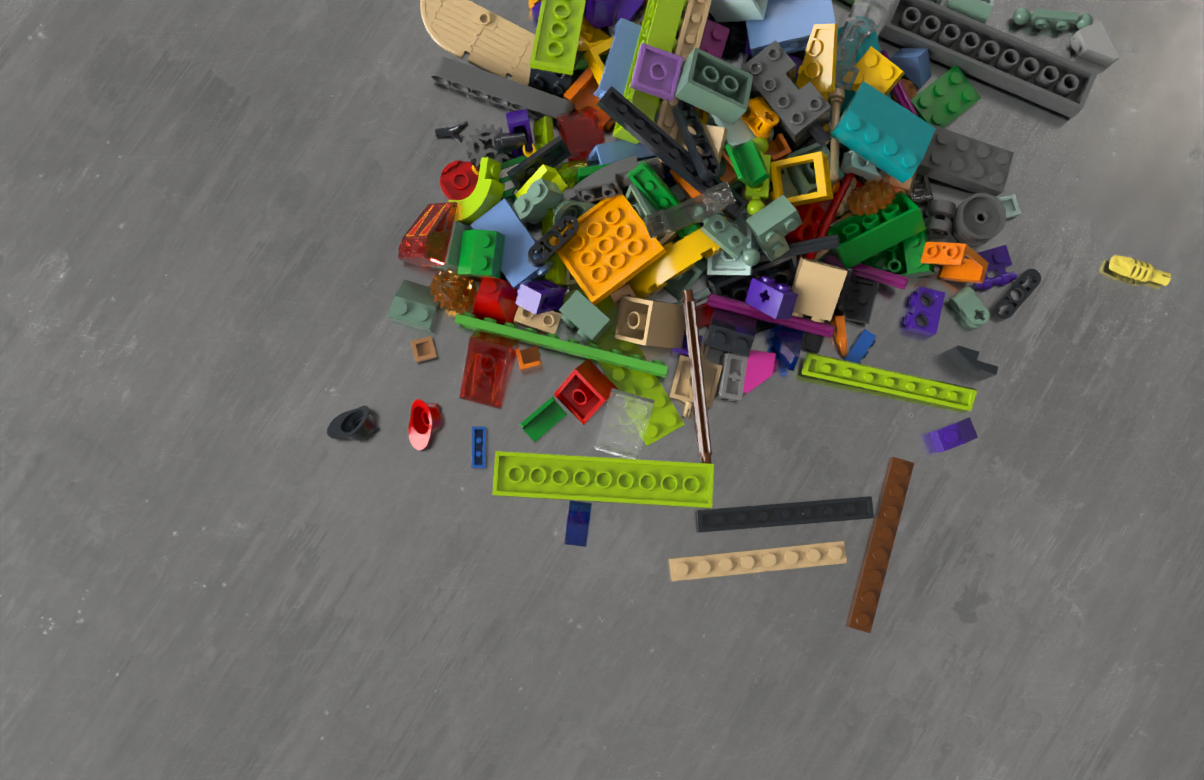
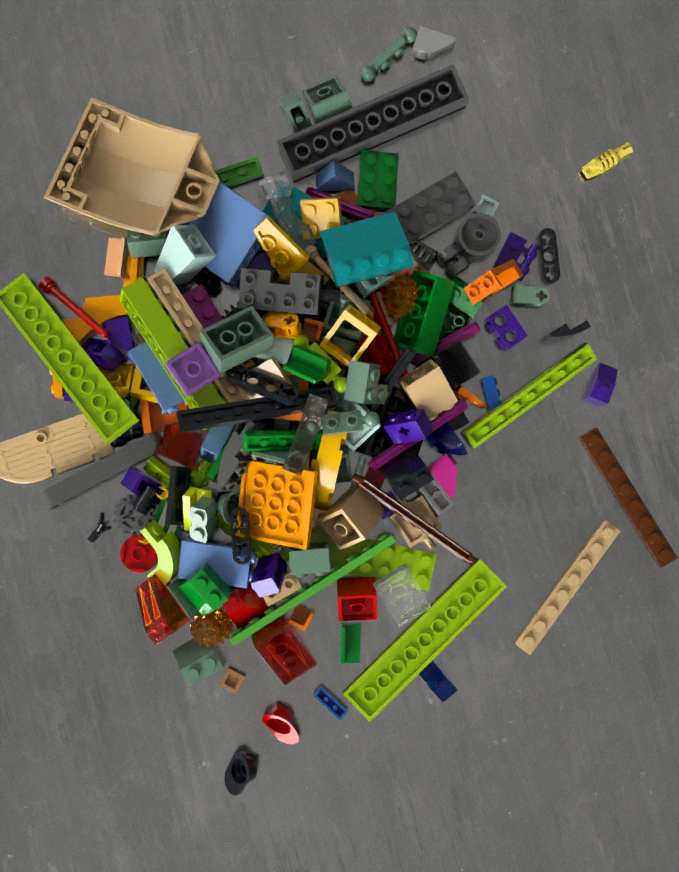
camera: 45 degrees left, 5 degrees up
(784, 514) = (553, 542): black plate -> none

